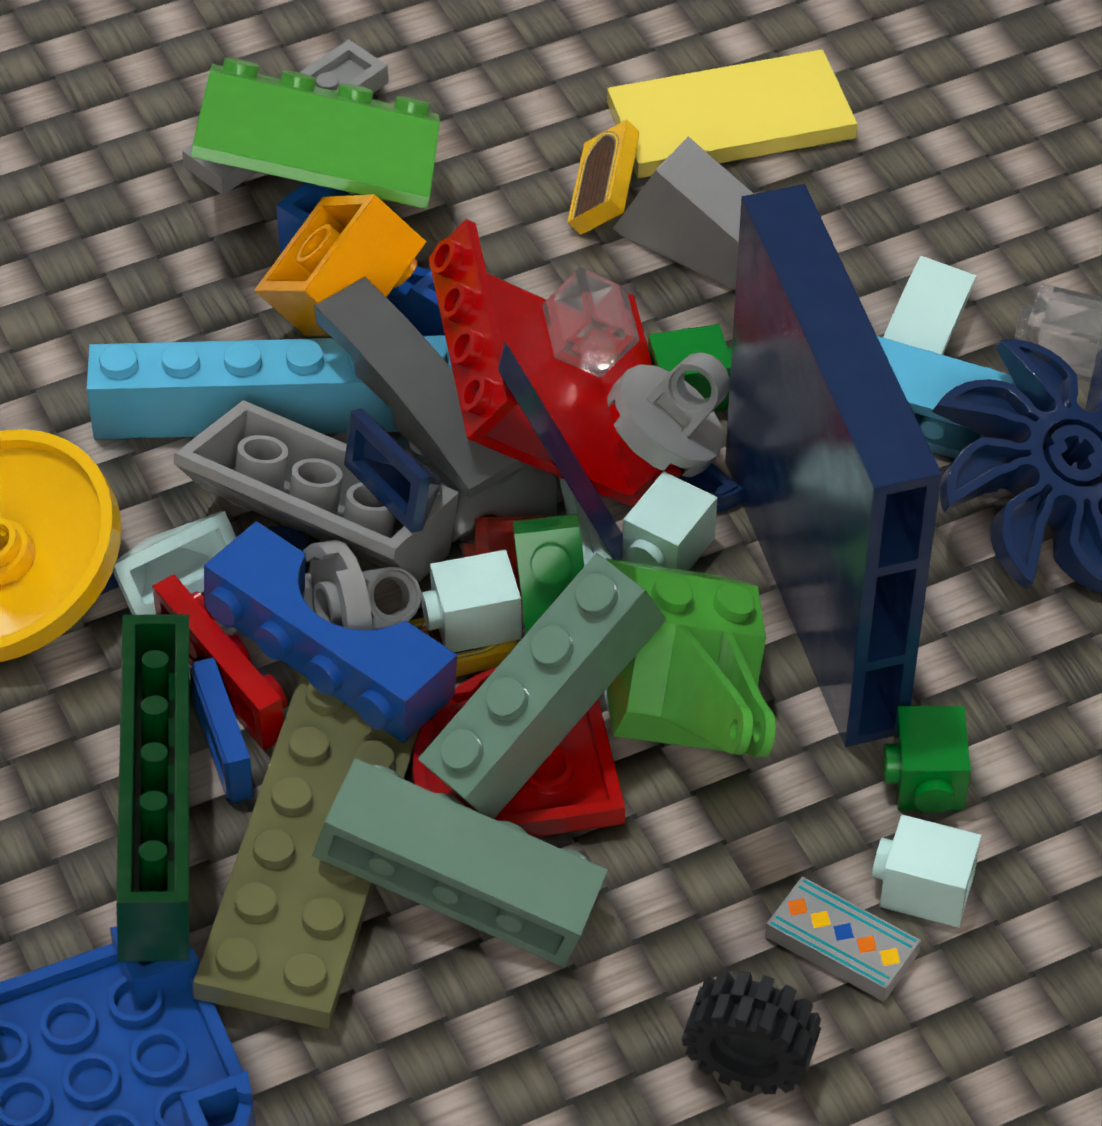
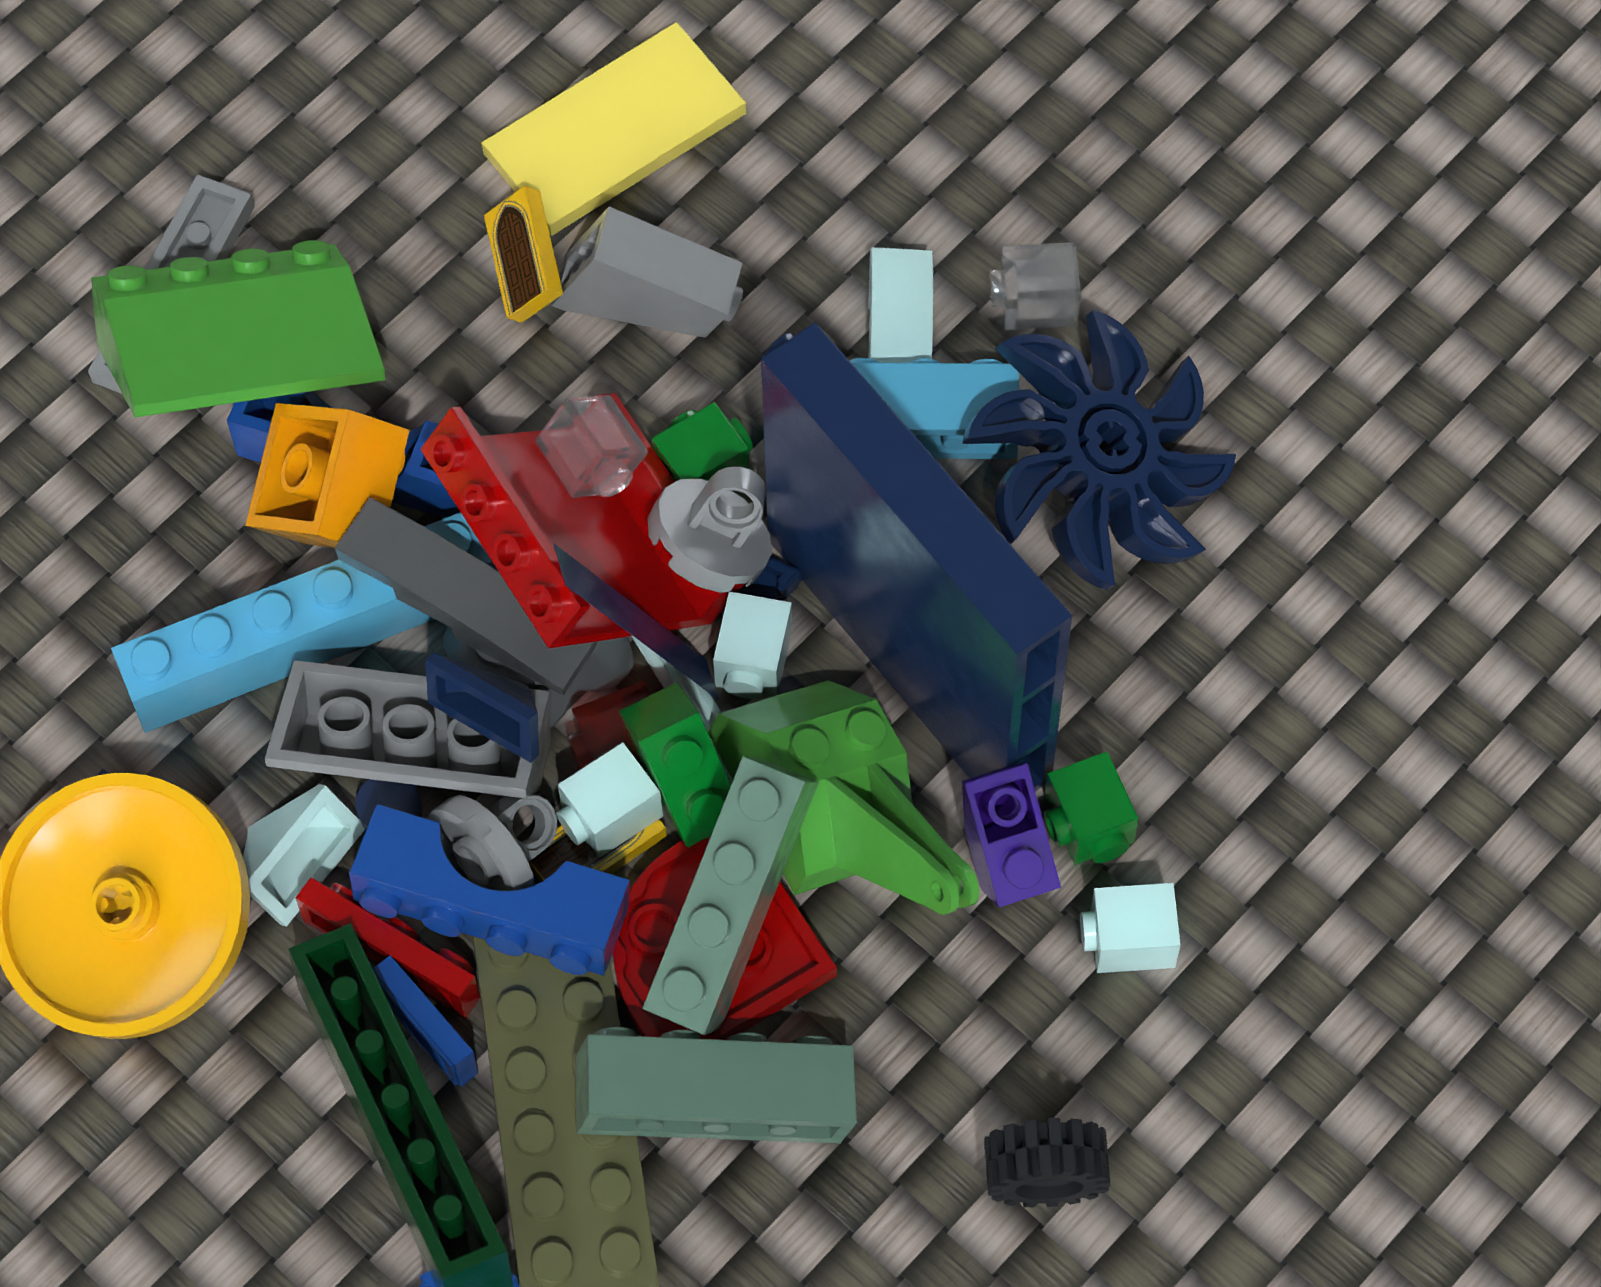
camera: 20 degrees left, 15 degrees up
(836, 735) = (1008, 835): none -> dark purple slope
(843, 938) = (1080, 1022): light grey tile -> none

